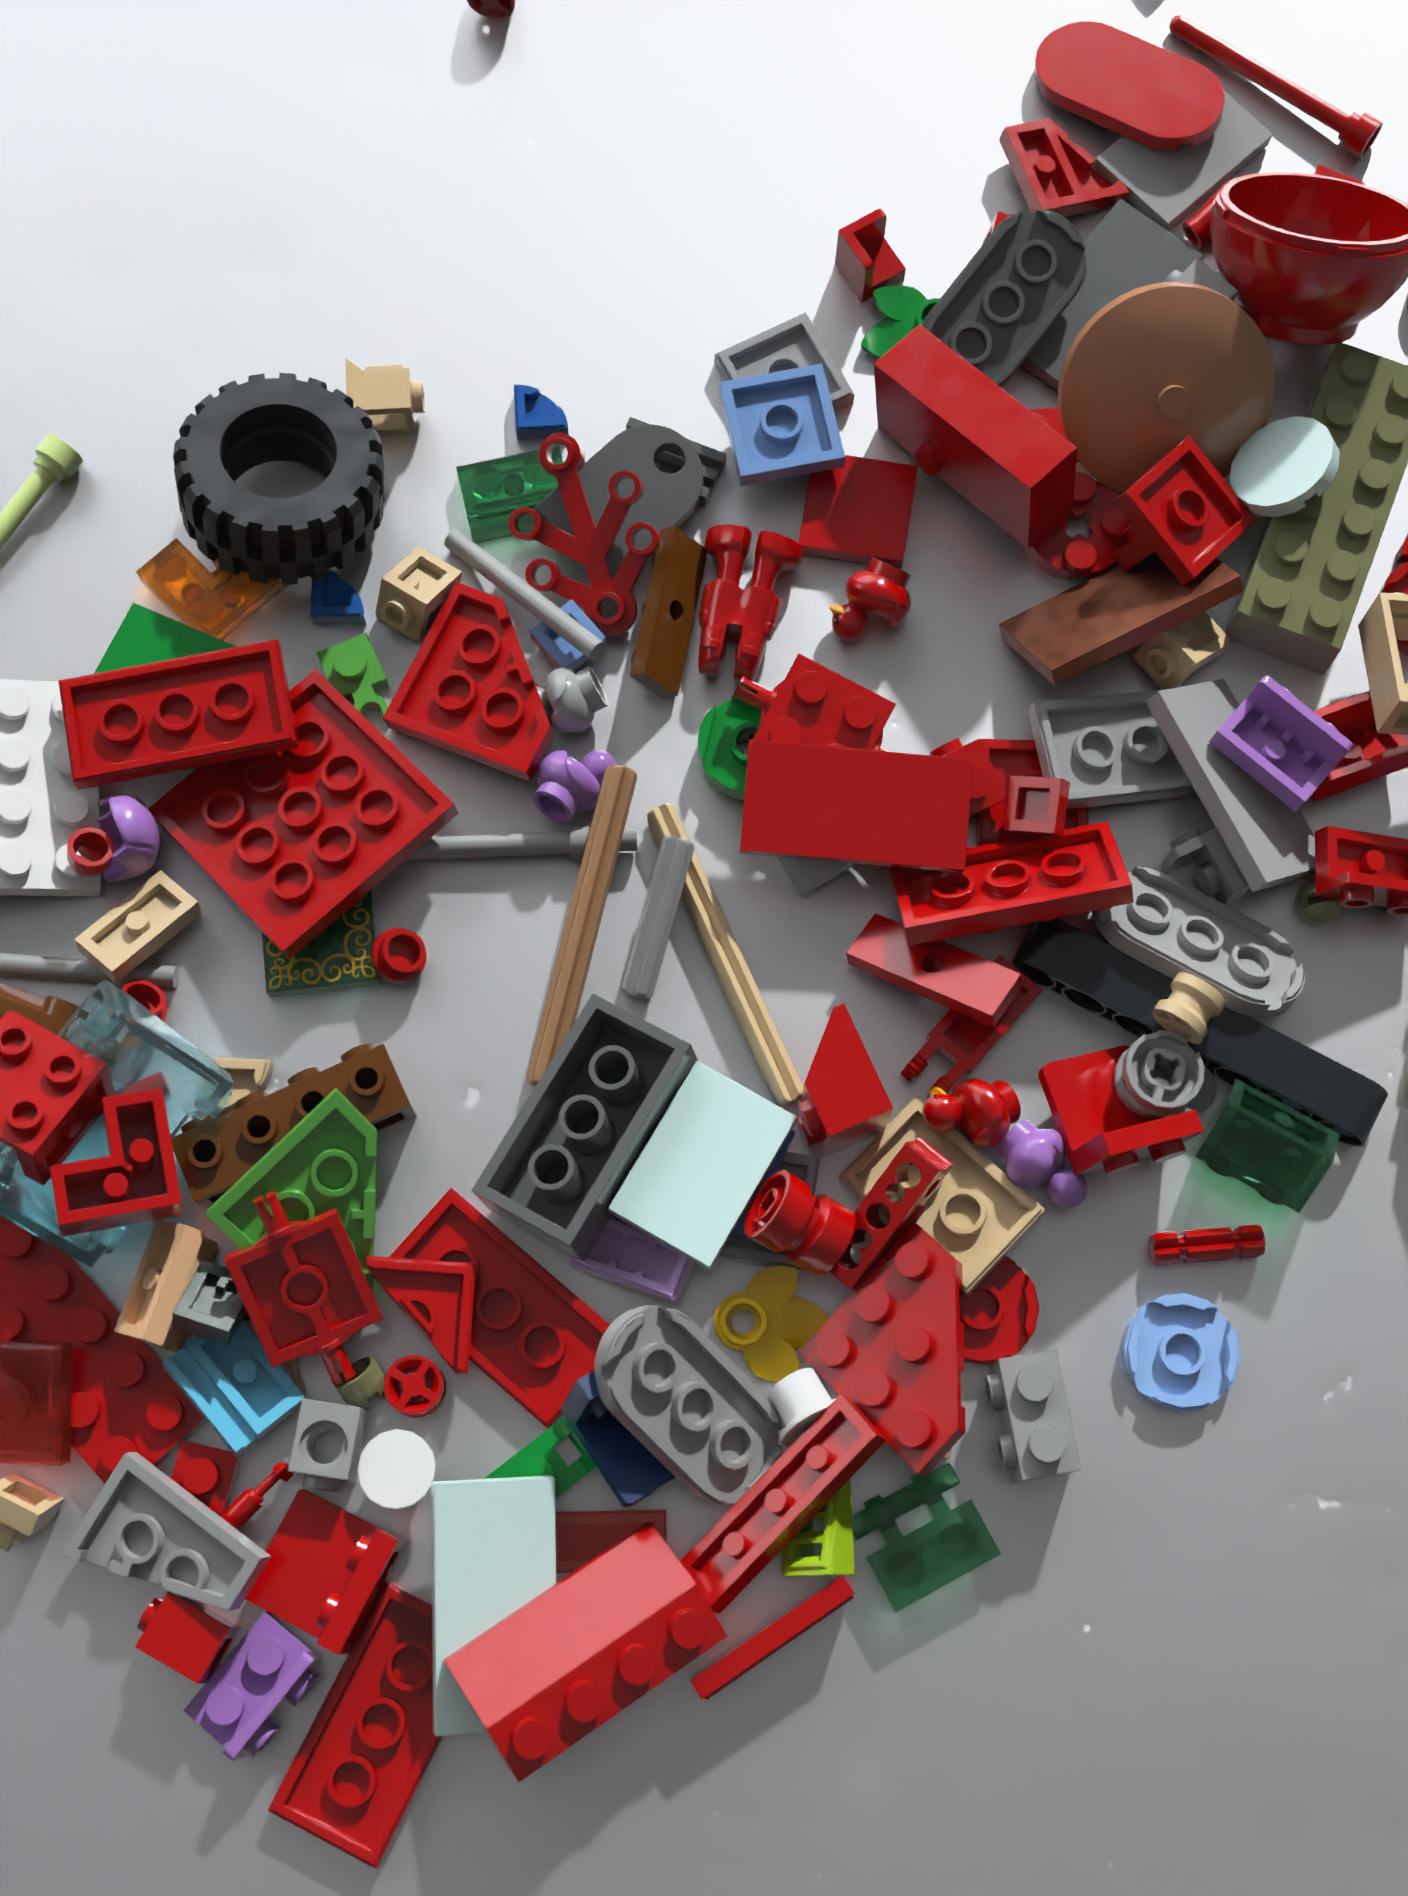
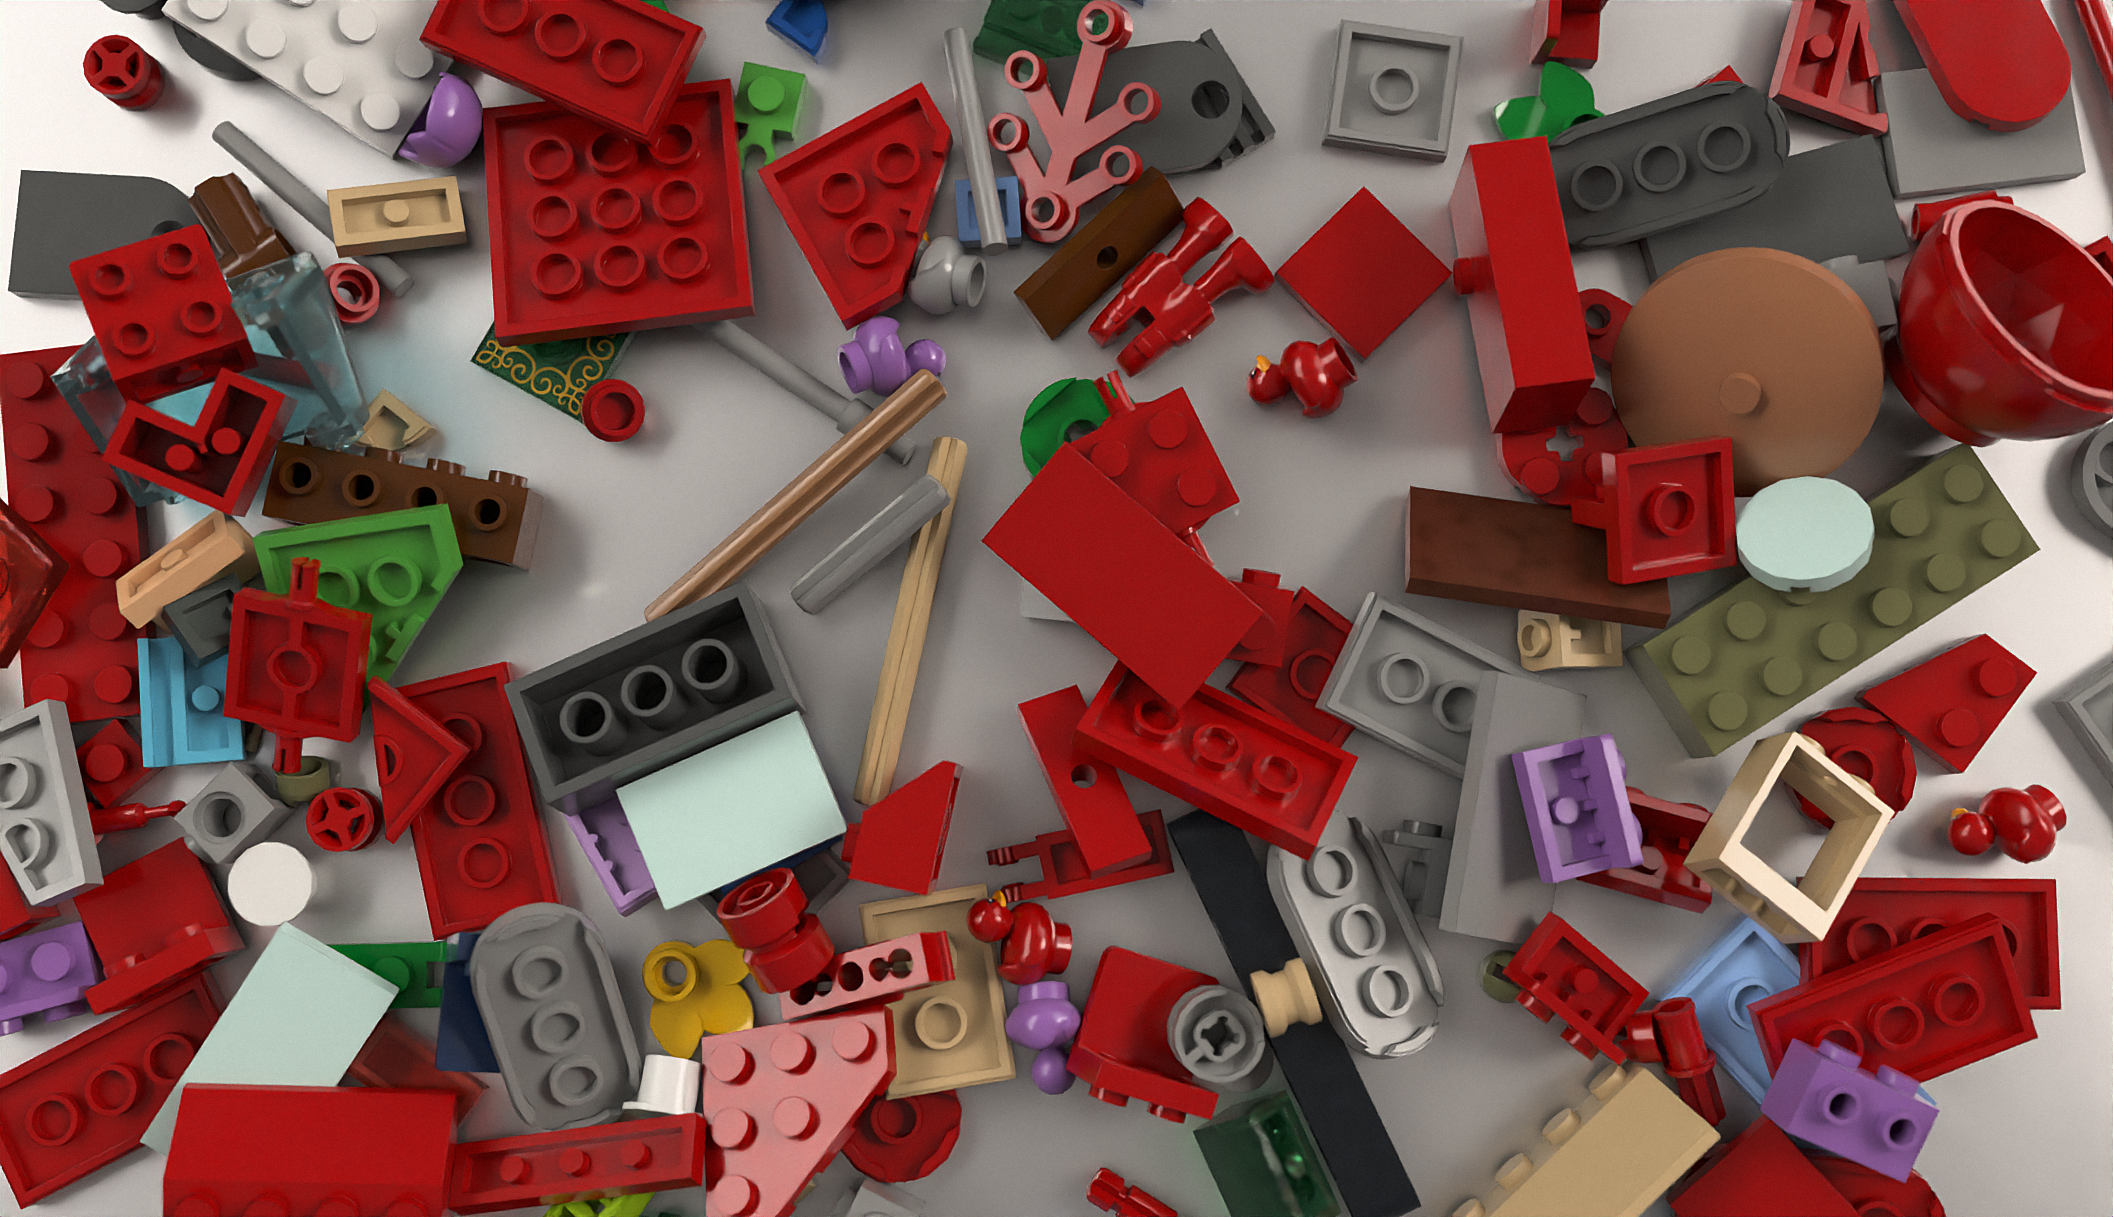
camera: 40 degrees right, 10 degrees up
(92, 845) = (403, 108): red hinge -> none
(414, 592) = (879, 64): tan bracket -> none
(781, 424) = (1346, 139): medium blue plate -> none
(1036, 806) = (1299, 695): tile -> none

